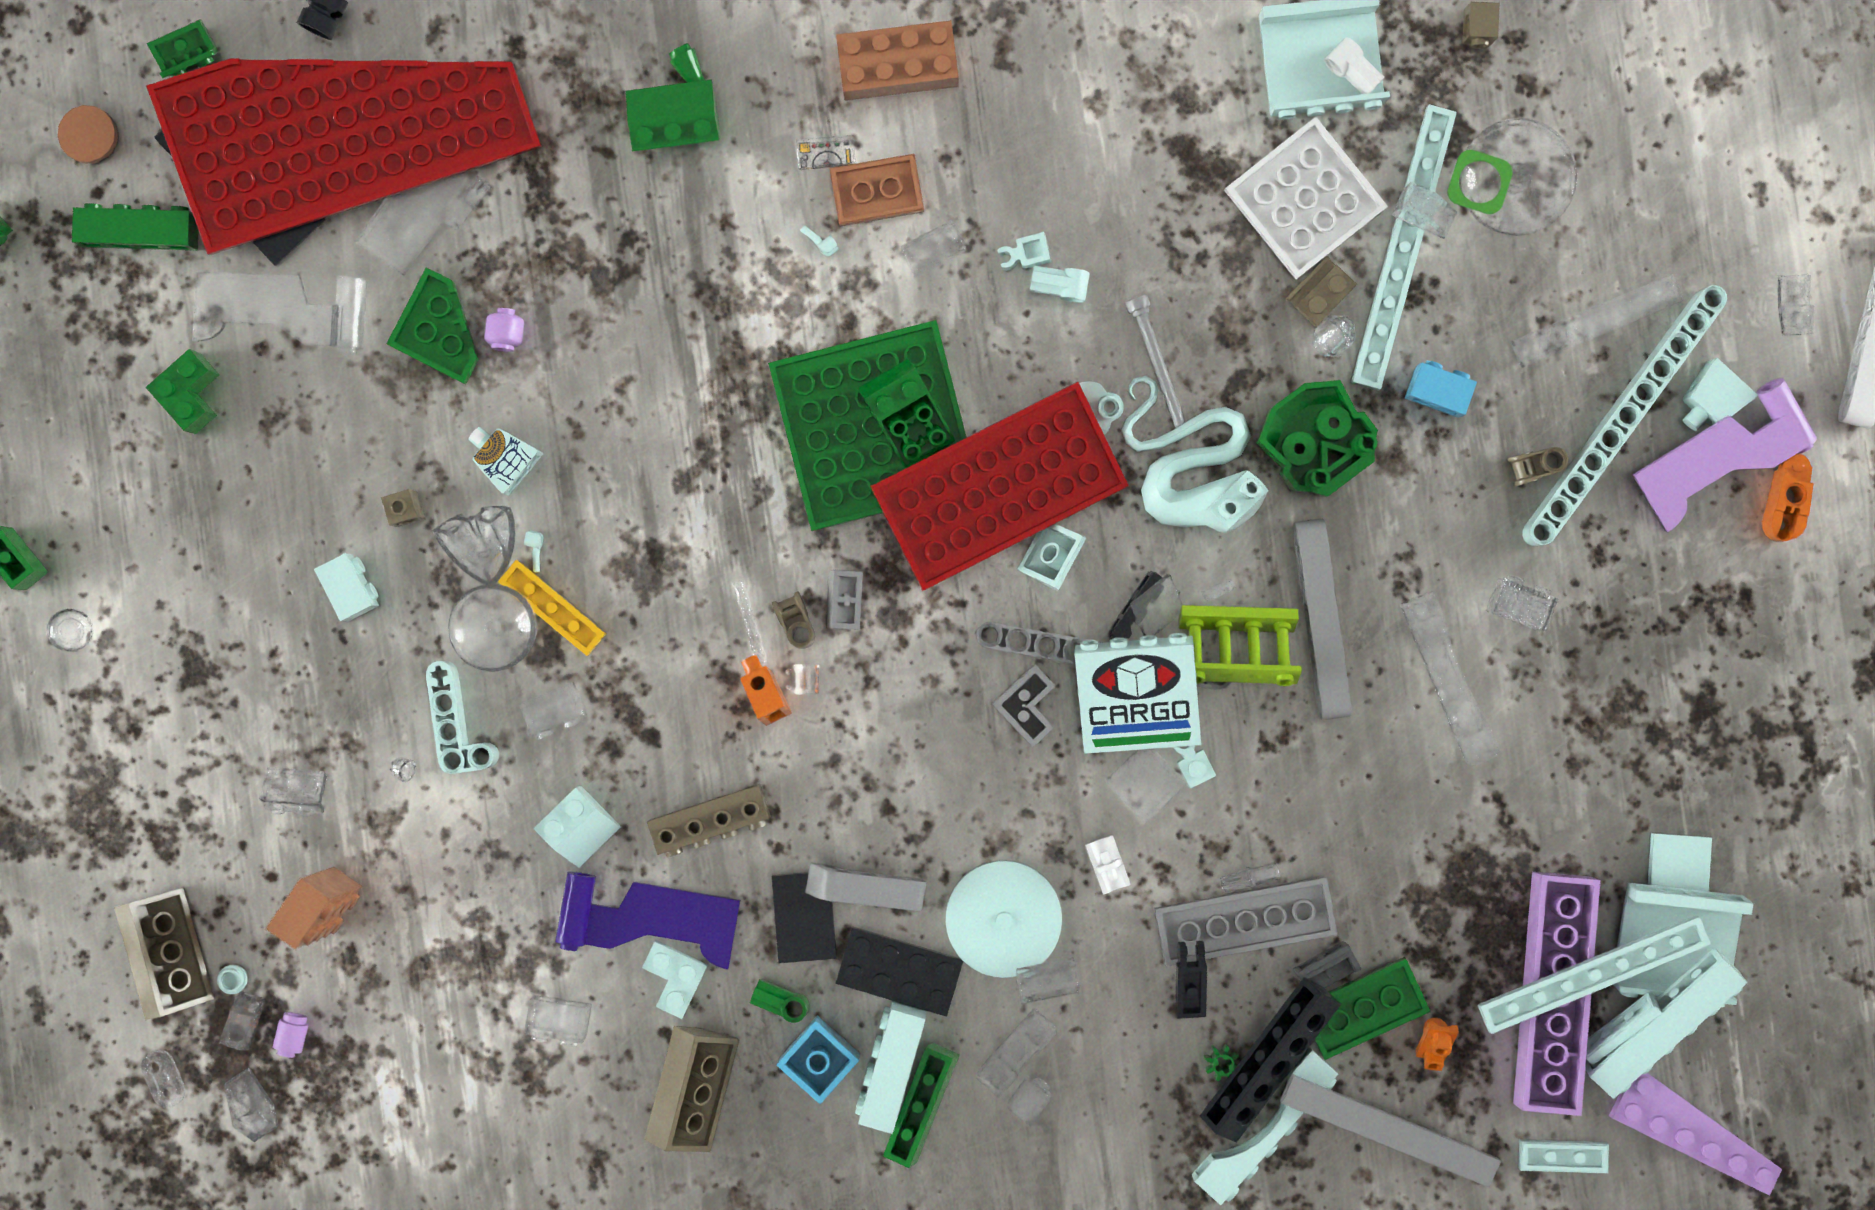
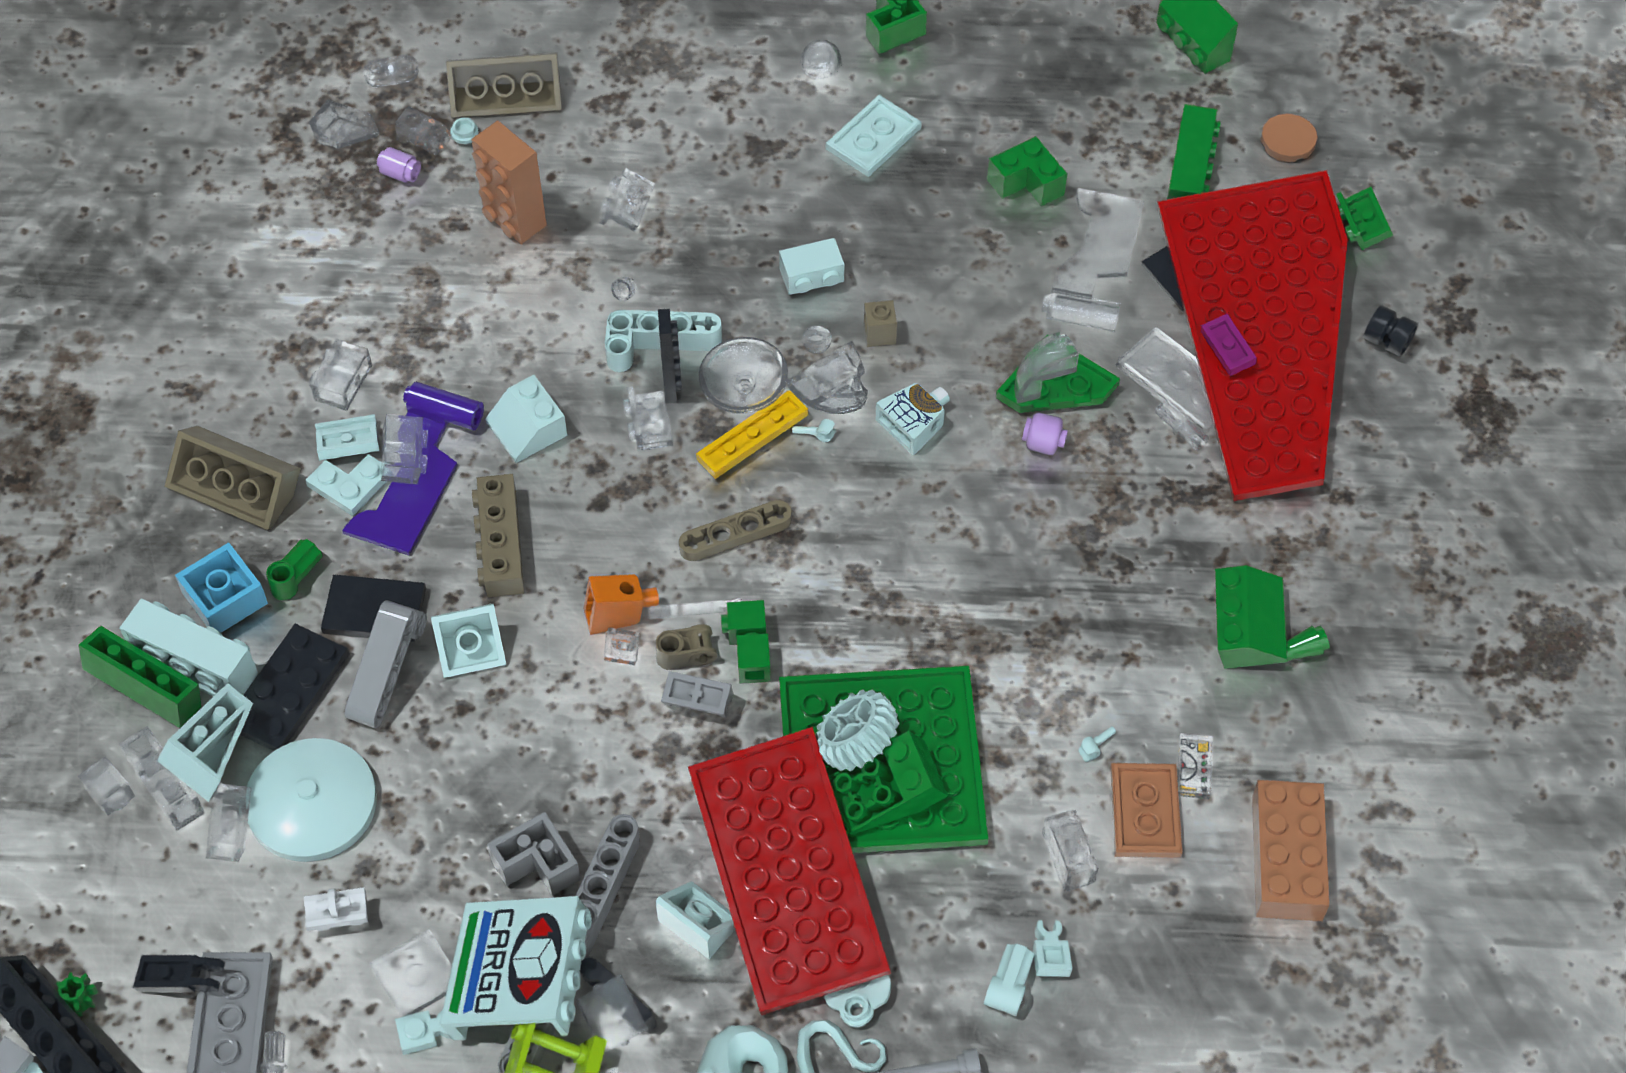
camera: 100 degrees right, 30 degrees down
(159, 558) = (873, 135): none -> light aqua tile
(376, 164) = (1228, 344): none -> magenta plate
(428, 567) = (817, 339): none -> clear plate
(432, 339) = (1046, 360): none -> clear brick
(496, 698) = (669, 355): none -> black wing
(627, 993) = (347, 437): none -> light aqua plate
(636, 933) = (402, 449): none -> clear brick
(656, 605) = (732, 525): none -> dark tan beam
(760, 573) = (743, 618): none -> green brick
(794, 558) = (753, 658): none -> green brick
(828, 818) = (468, 640): none -> light aqua slope
(849, 441) = (856, 730): none -> light aqua gear
(986, 1018) = (206, 741): none -> light aqua wedge

